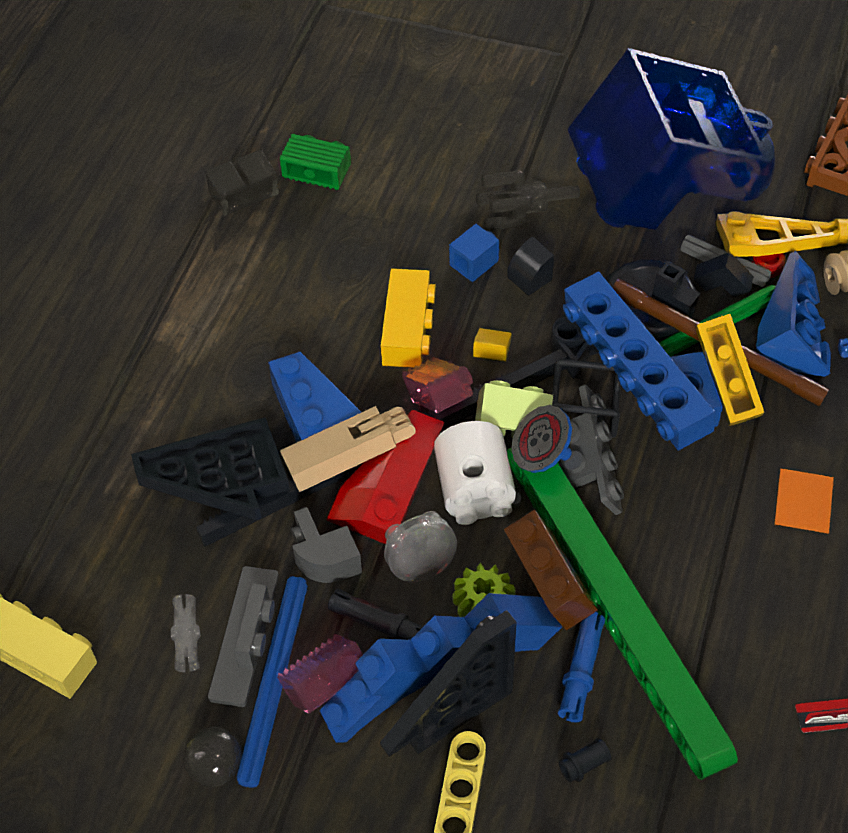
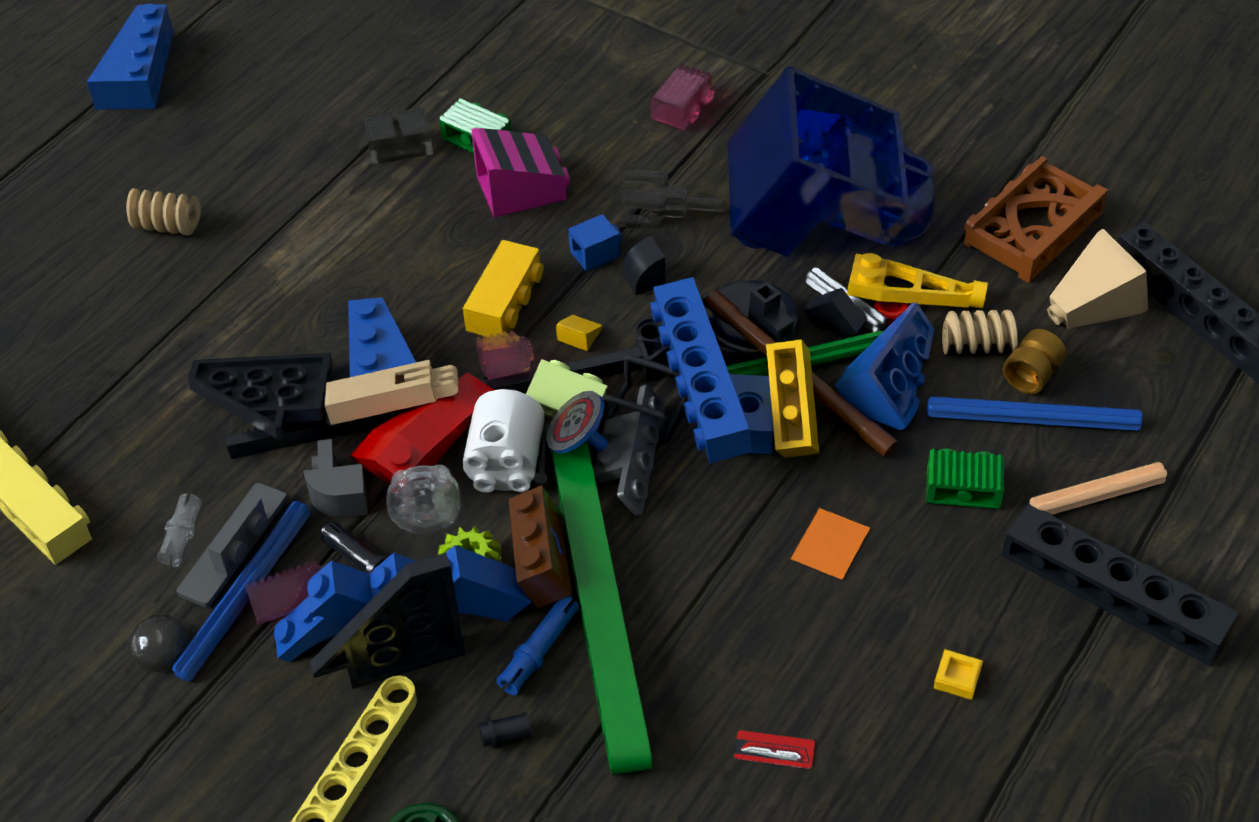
camera: 15 degrees right, 5 degrees down
(39, 309) = (163, 213): none -> tan piece
(374, 196) = (518, 170): none -> dark pink slope
(498, 91) = (682, 97): none -> clear pink brick

